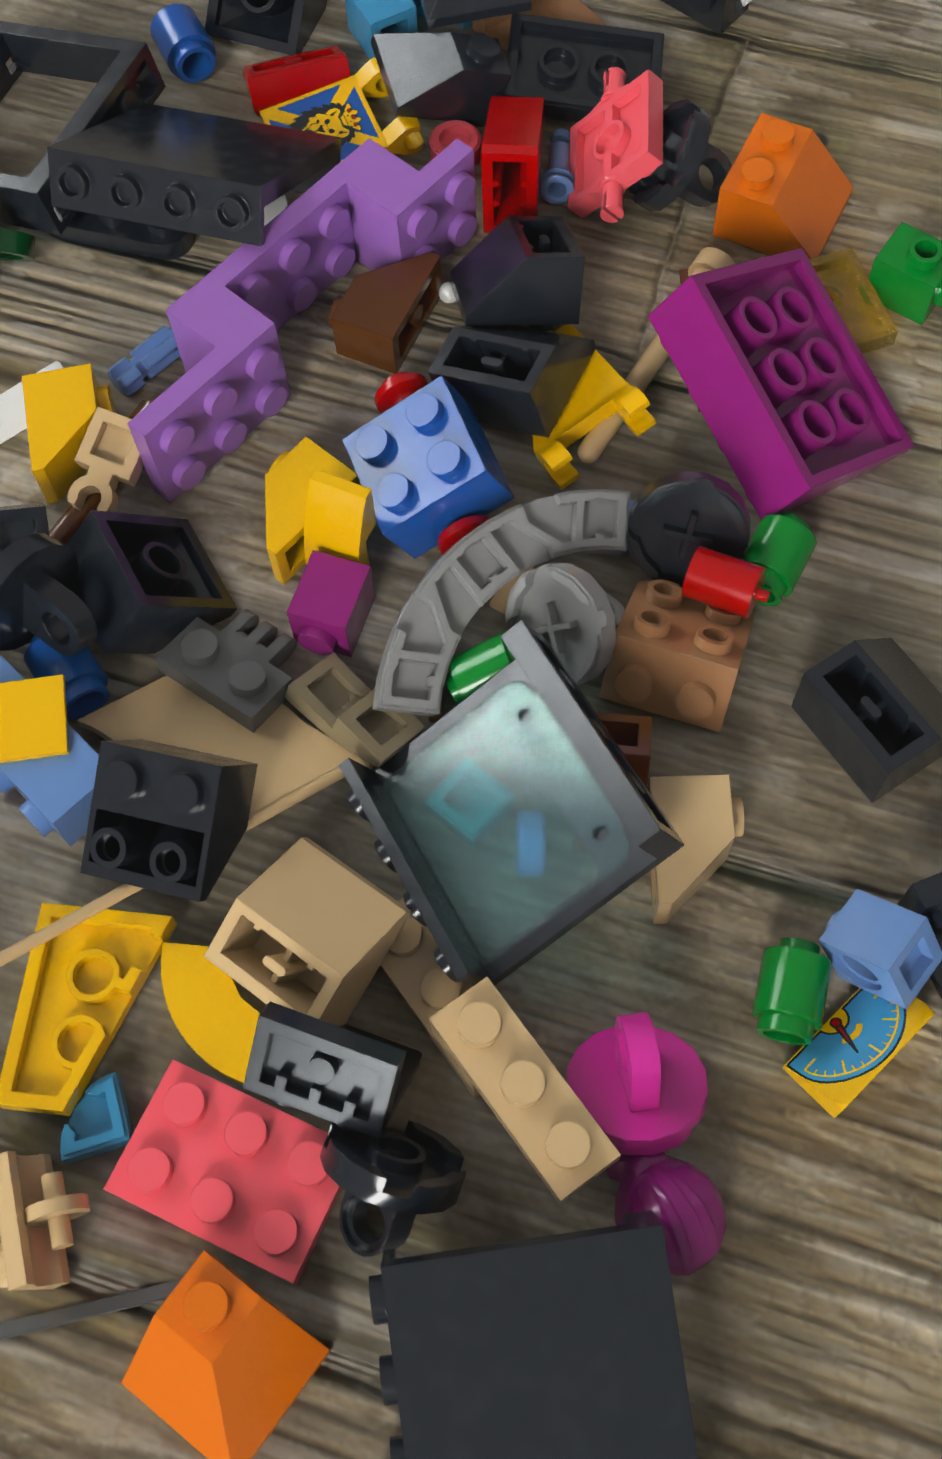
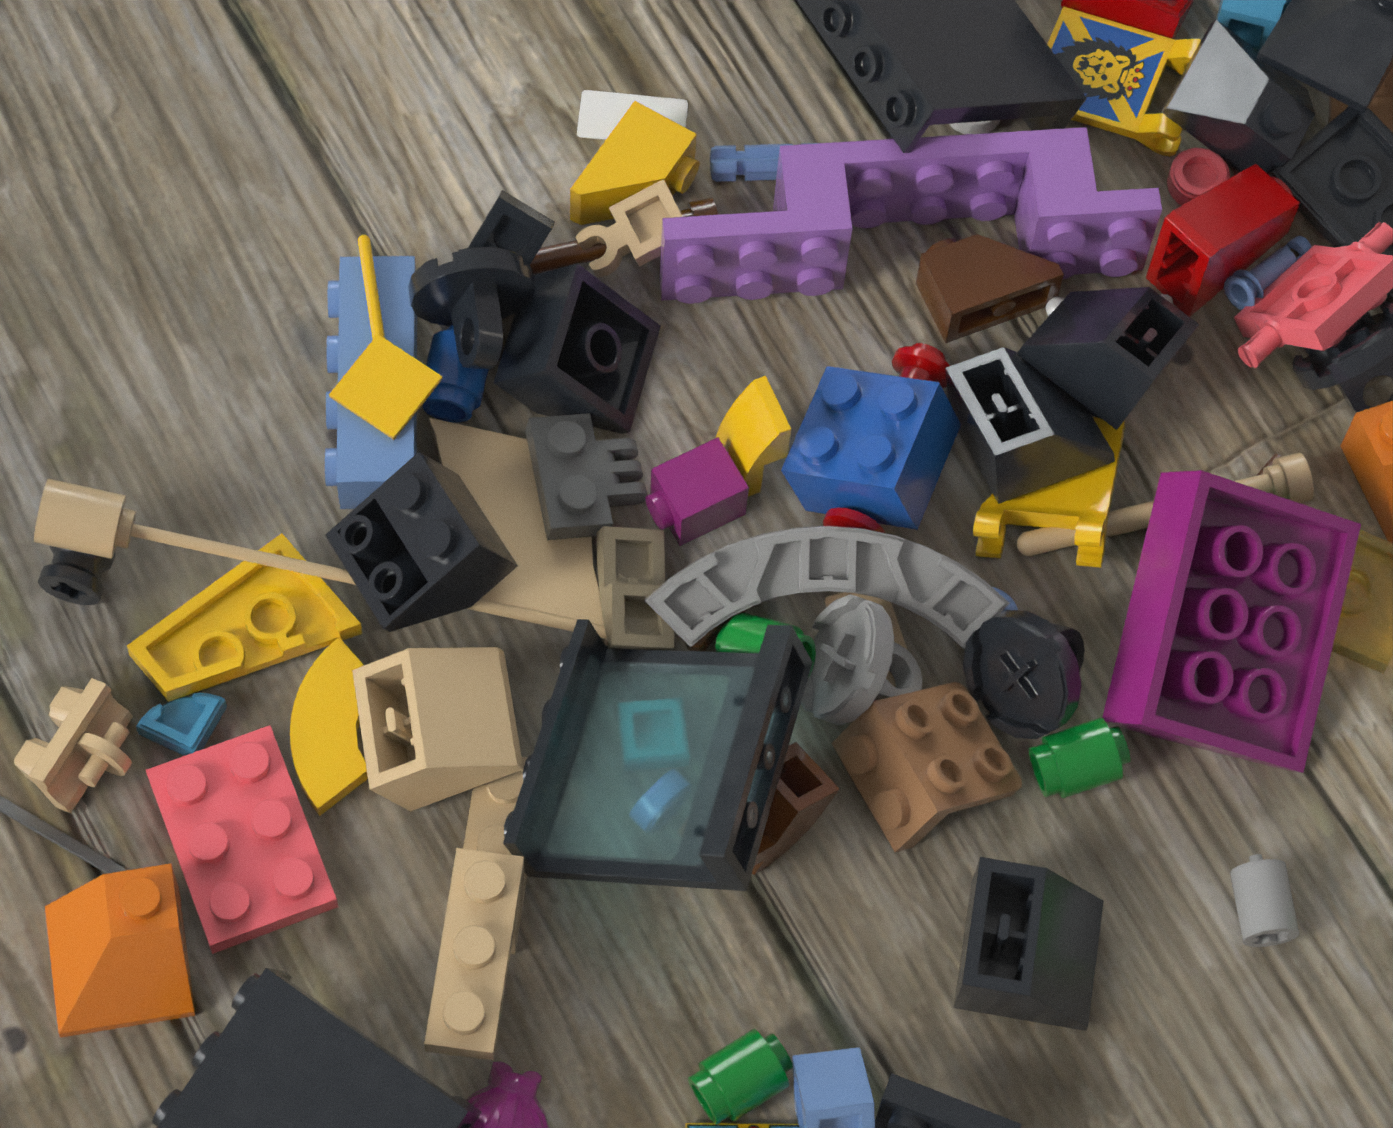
camera: 35 degrees right, 0 degrees up
(286, 499) = (771, 356): yellow slope -> none
(329, 1069) = (364, 833): bracket -> none
(398, 1174) = (340, 930): black tile -> none
(640, 1085) = (562, 1033): dark pink tile -> none
(706, 823) = (785, 906): tan slope -> none
(724, 582) = (1005, 738): red piece -> none

